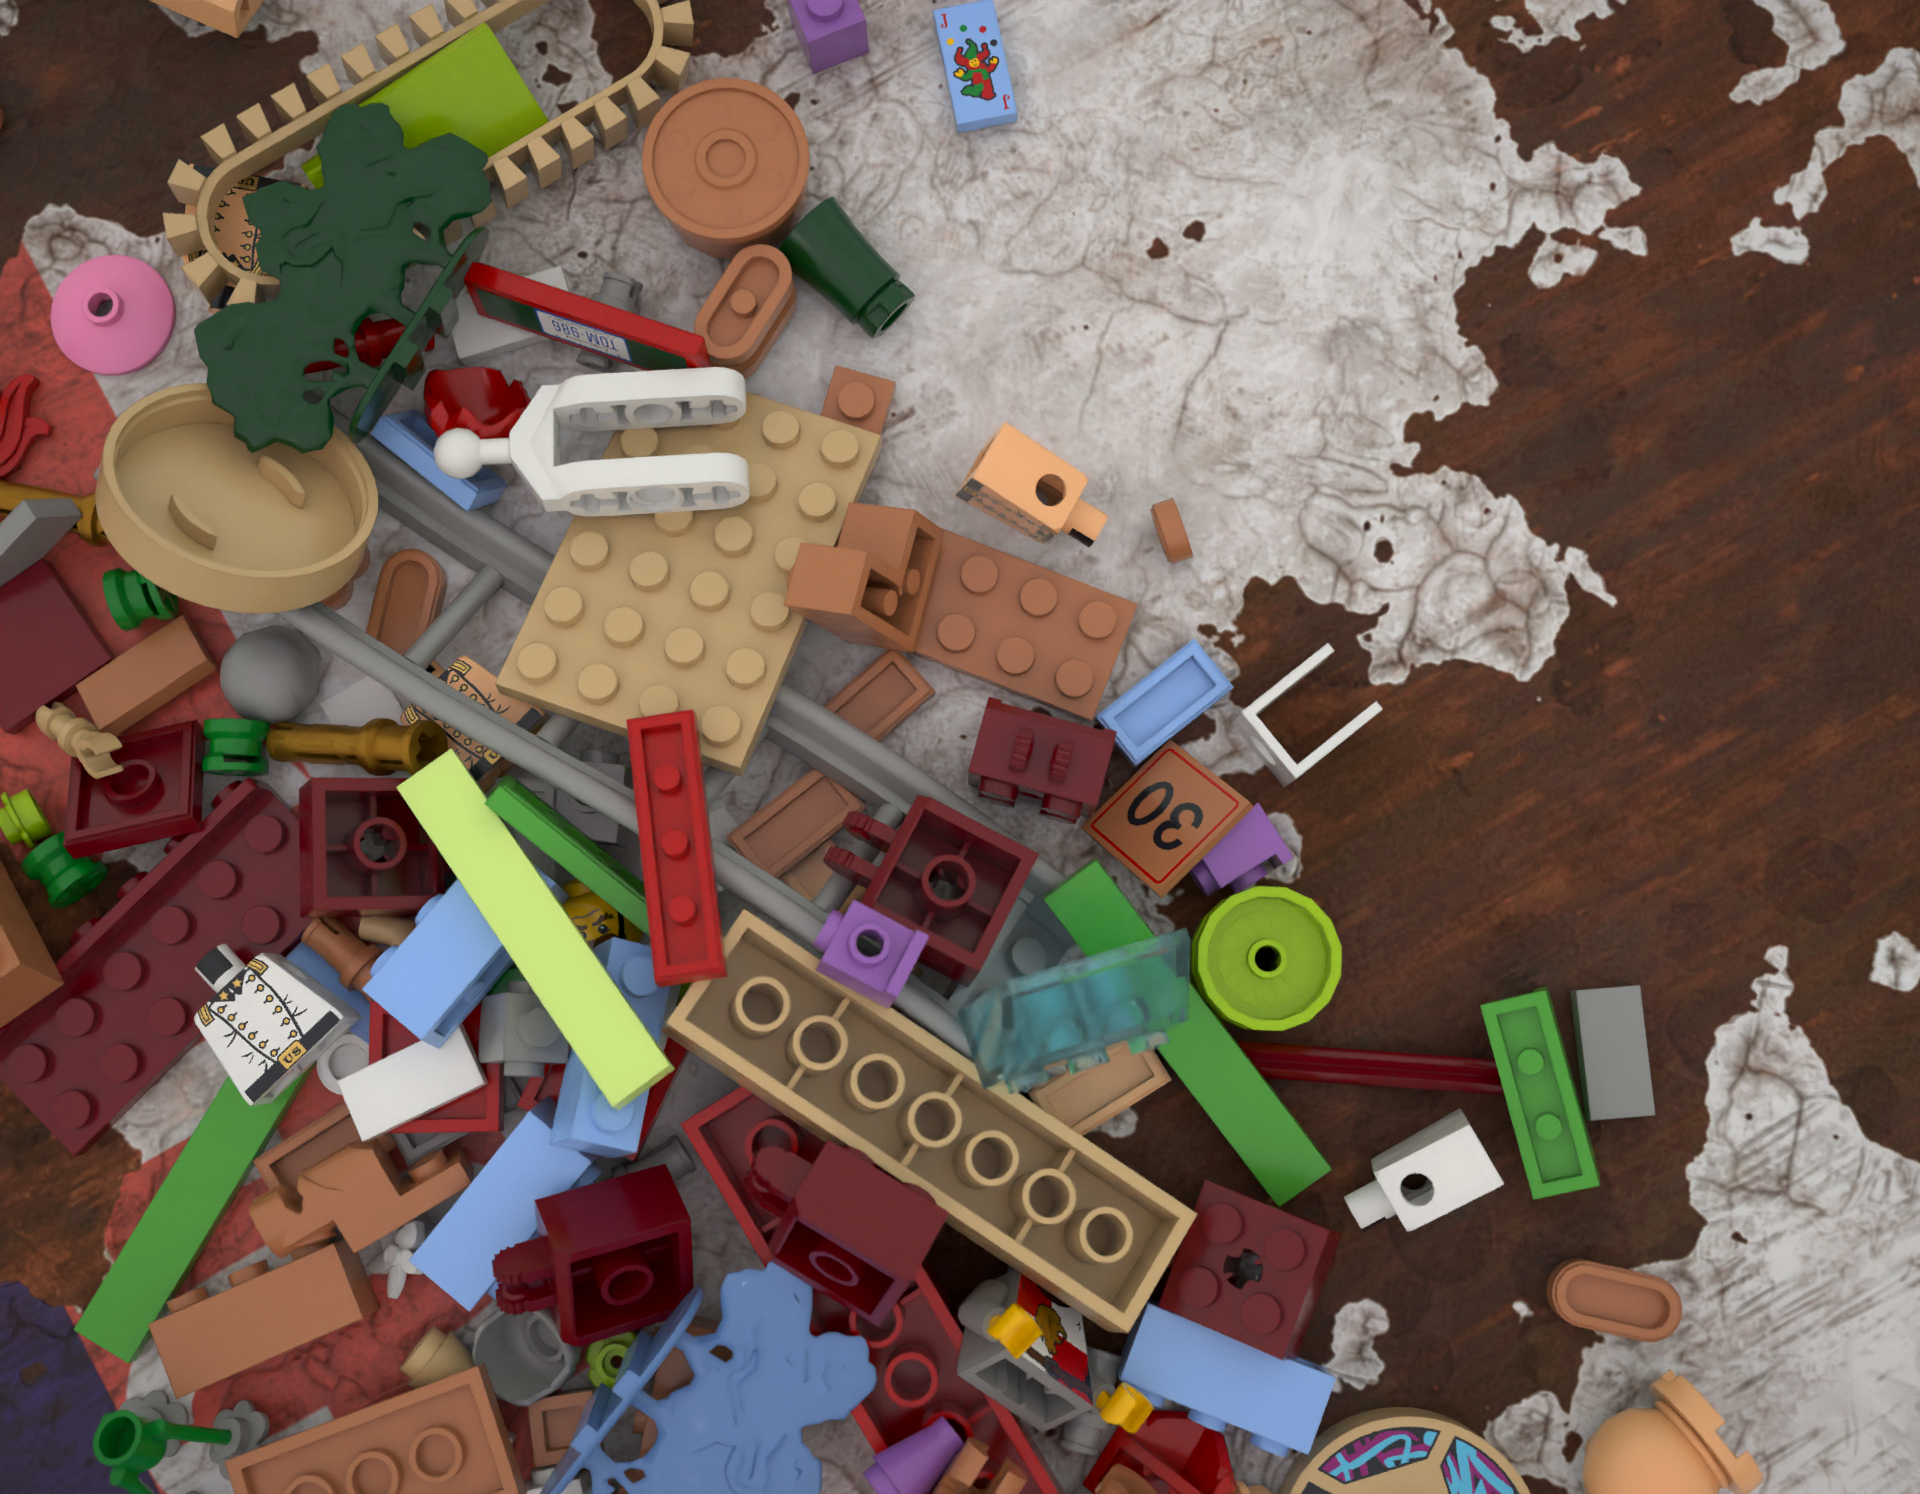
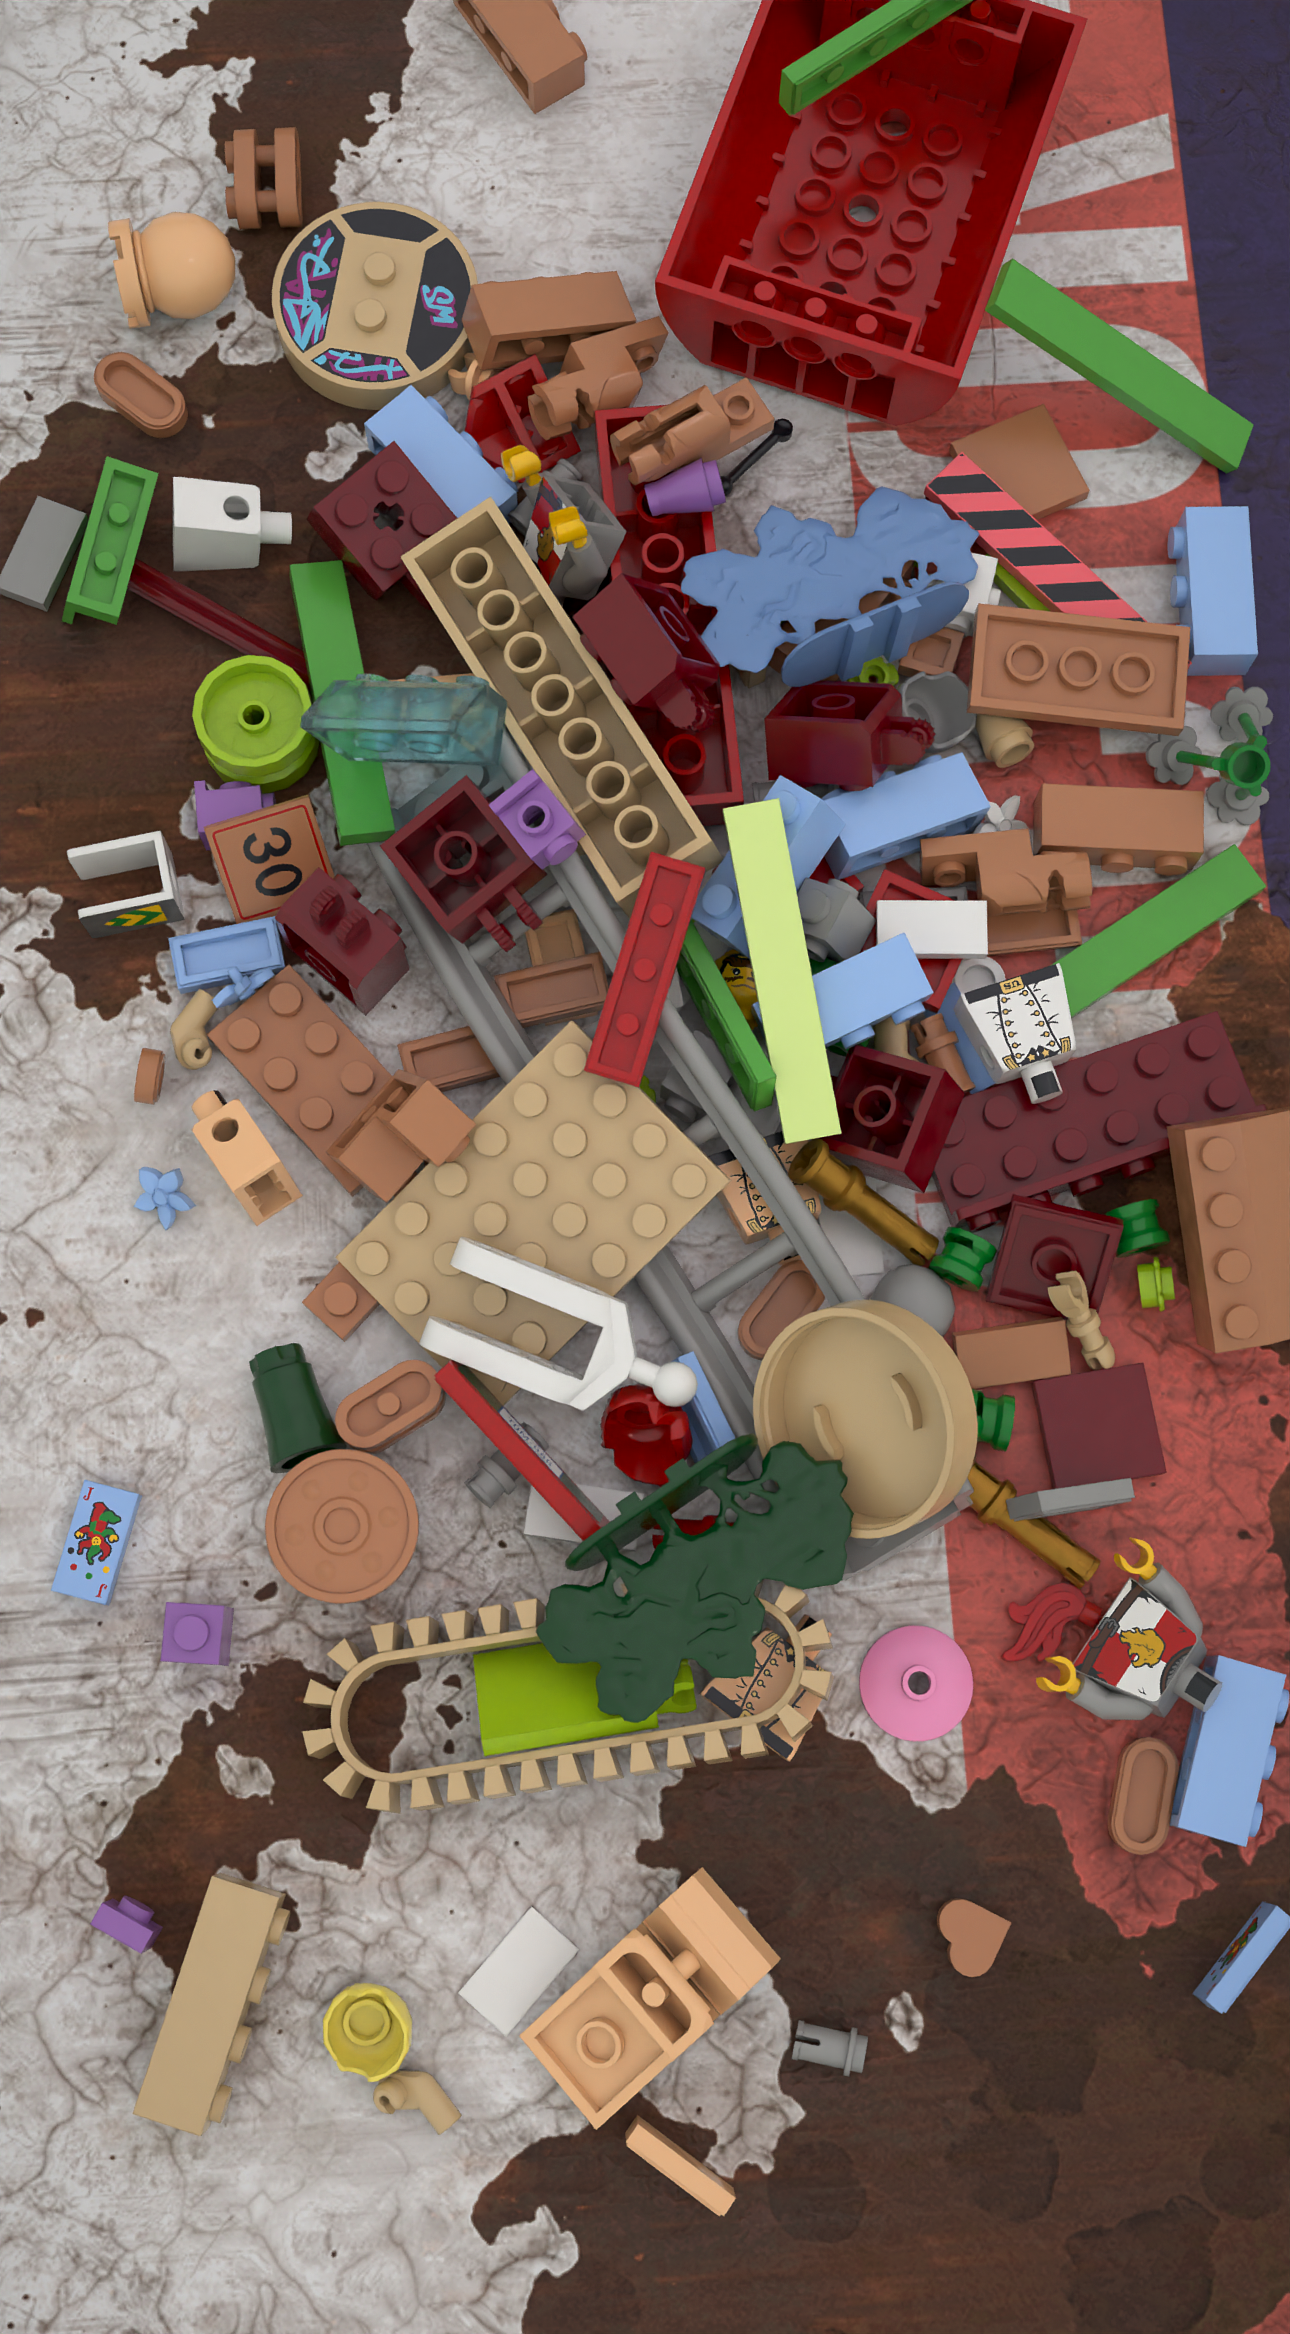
camera: 160 degrees left, 5 degrees down
(1092, 420) = (163, 1193): none -> light blue plant
(1125, 671) = (242, 987): none -> light blue plant
(1158, 601) = (189, 1031): none -> tan arm

